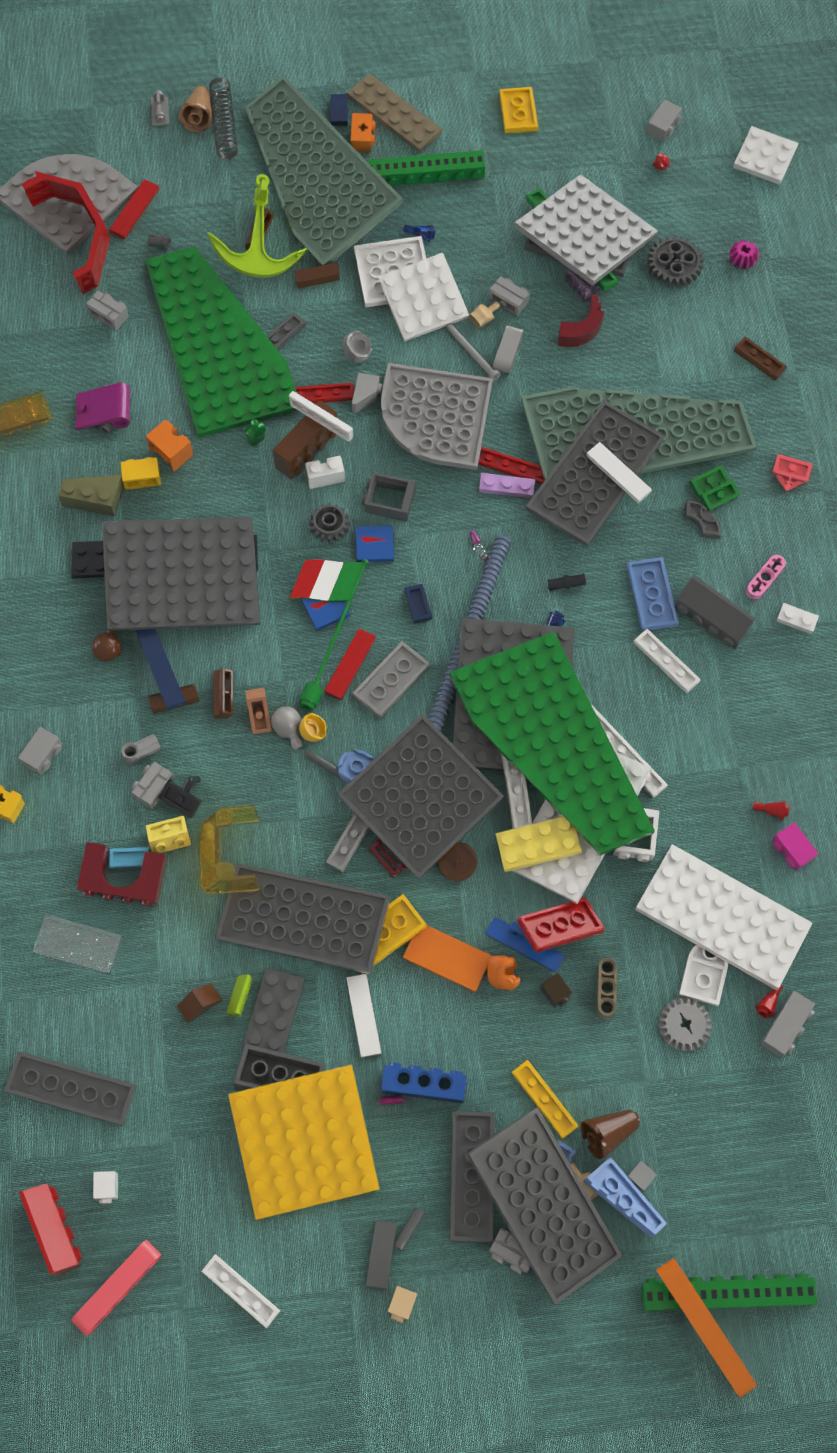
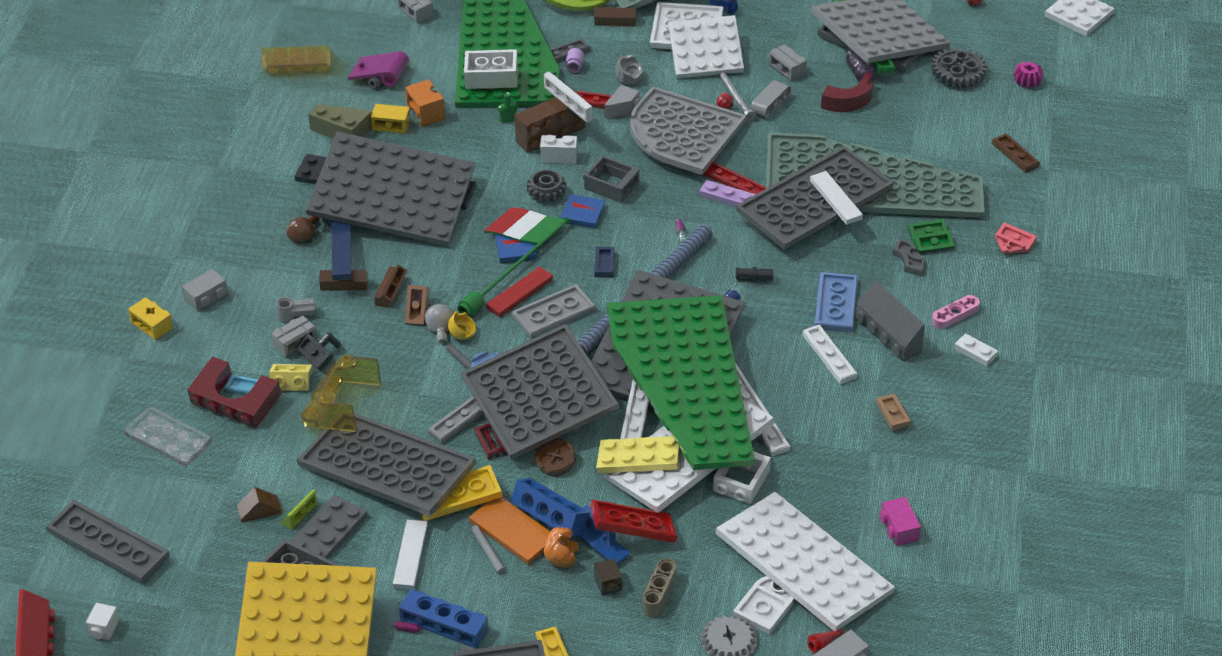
camera: 20 degrees right, 25 degrees down
(223, 388) = (491, 69): none -> white brick
(297, 346) = (574, 60): none -> lavender brick
(432, 987) = (488, 549): none -> light grey bar
(465, 365) = (725, 101): none -> red plate
(477, 930) = (549, 506): none -> blue brick
(483, 315) = (757, 71): tan piece -> none
(747, 717) = (893, 412): none -> medium nougat plate
(776, 809) = (895, 489): red cone -> none

